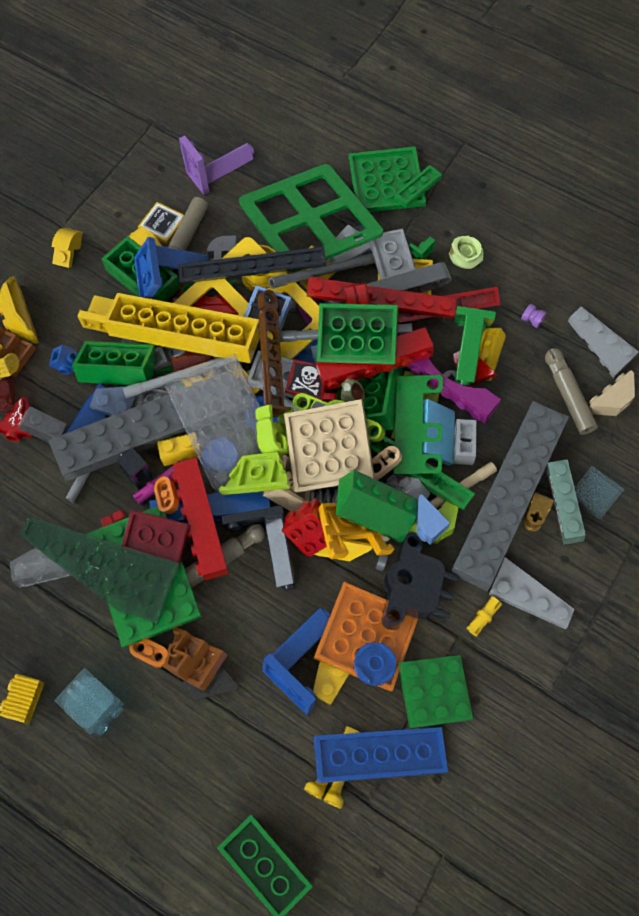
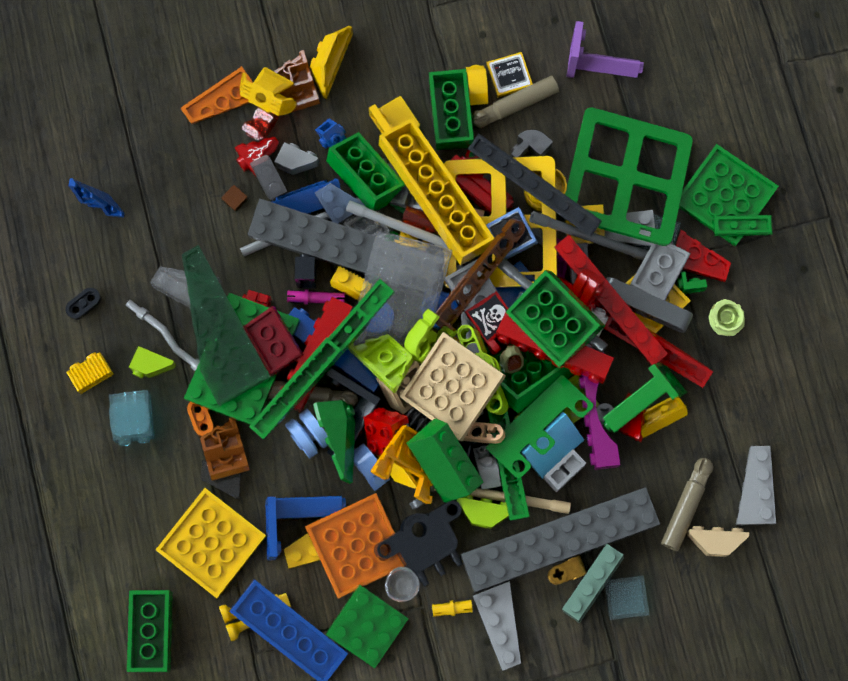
camera: 40 degrees right, 10 degrees up
(27, 466) = (234, 198): none -> reddish brown tile
(29, 613) = (143, 314): none -> light grey bar
(53, 399) = (294, 160): none -> light grey slope
(65, 243) = (415, 30): yellow brick -> none
(68, 646) = (149, 363): none -> lime slope
(151, 257) = (465, 108): blue piece -> none
(166, 495) = (307, 316): orange plate -> none
(209, 515) = (322, 359): none -> green slope
(248, 583) = (306, 434): none -> light blue wheel
(248, 744) = (211, 543): none -> yellow plate
(262, 551) = (340, 428): none -> green wedge
(318, 566) = (364, 461): none -> medium blue brick
(375, 664) = (342, 569): blue tile -> none
(416, 229) = (702, 260): none -> red wing
(430, 521) = (474, 506): medium blue slope -> none
(431, 632) = (402, 584): none -> clear helmet
(535, 317) = (723, 419): medium lavender wheel -> none

